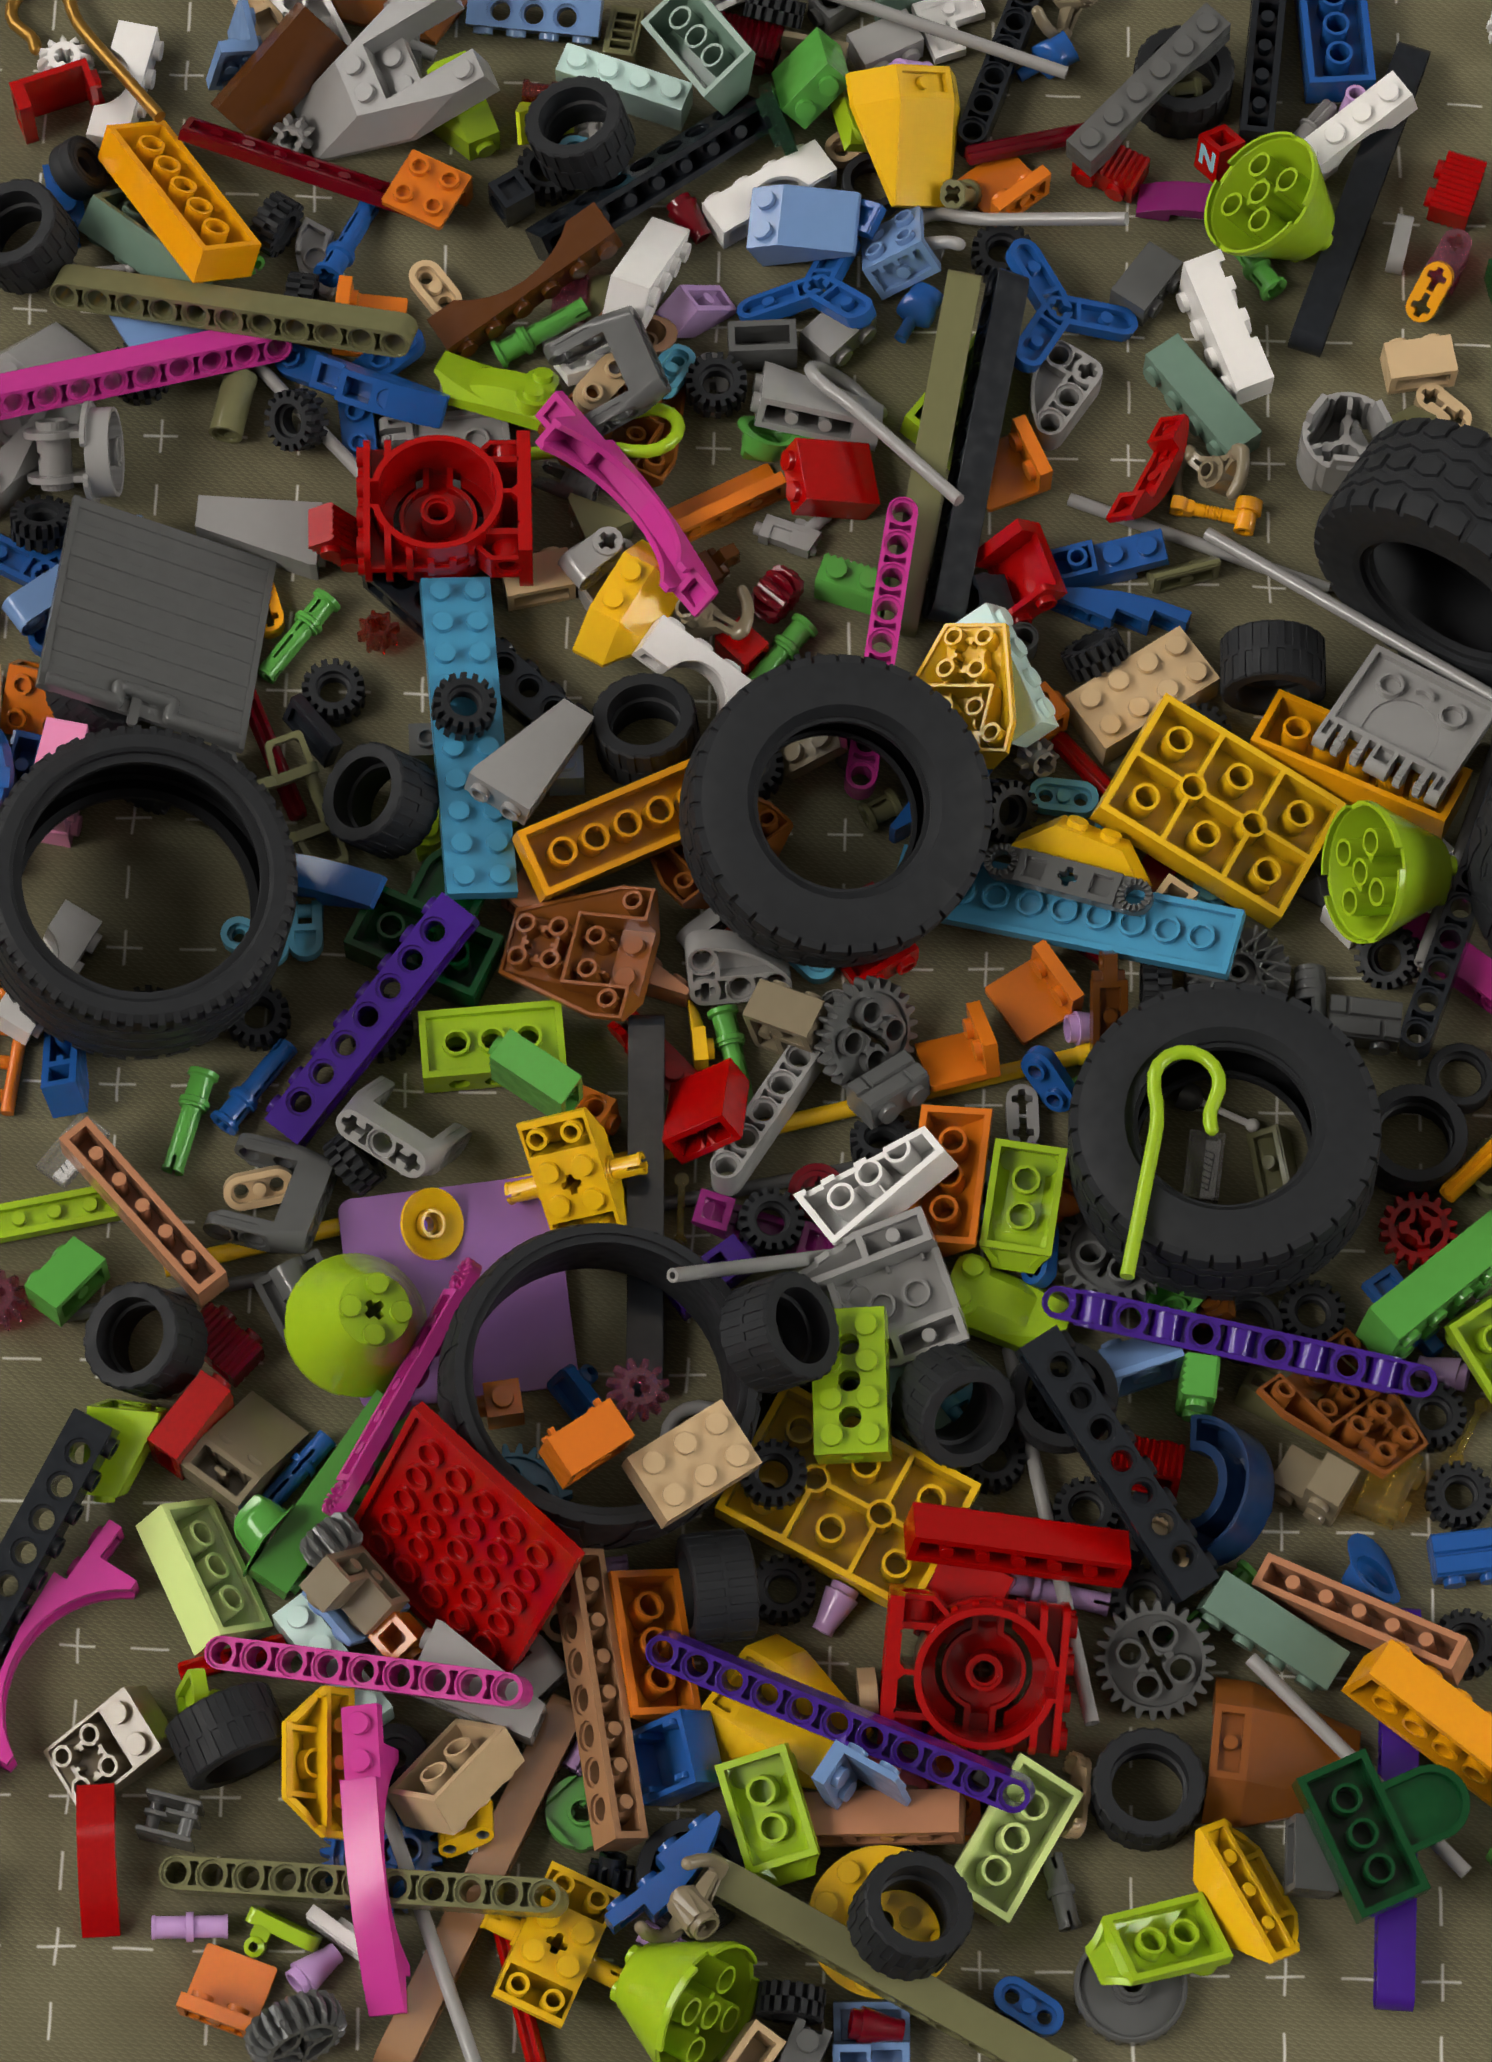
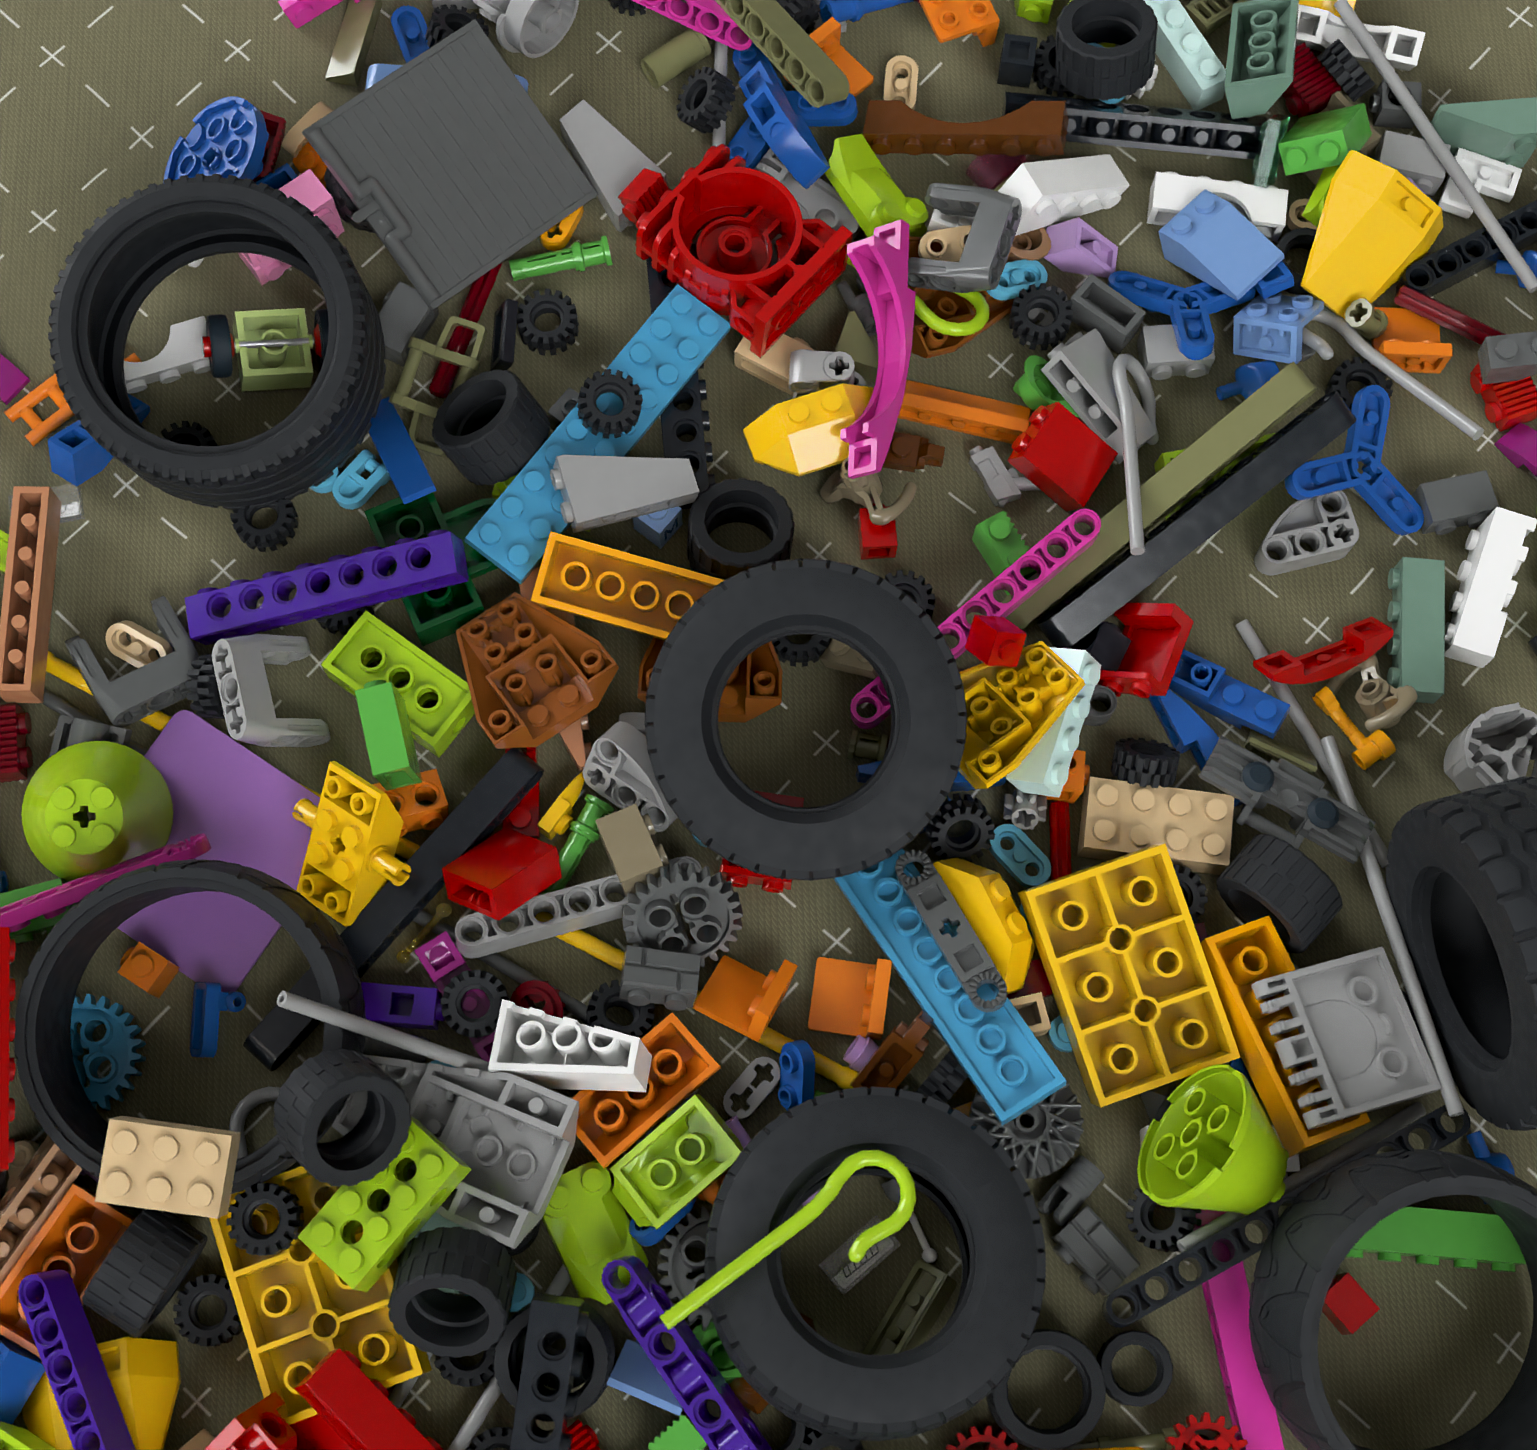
camera: 40 degrees right, 5 degrees up
(146, 877) = (268, 345): none -> yellowish green brick
(193, 1105) = (156, 545): bright green pin -> none
(245, 1098) = (196, 570): blue pin -> none
(383, 629) = (629, 300): clear red gear -> none
(443, 1221) = (224, 799): yellow dish -> none
(526, 339) = (930, 172): bright green pin -> none
(585, 1442) = (89, 1077): orange container -> none
(649, 1384) = (168, 1062): clear pink gear -> none
(671, 647) = (809, 485): white arch -> none
(687, 213) = (1140, 175): dark red cone -> none
(777, 594) = (939, 512): dark red gear -> none
(786, 645) = (909, 559): bright green pin -> none
(835, 1606) = (231, 1364): lavender cone -> none
(915, 647) = (995, 641): none -> red brick
(1019, 467) = (1217, 565): orange bracket -> none
(1215, 588) = (1294, 791): none -> dark grey piece

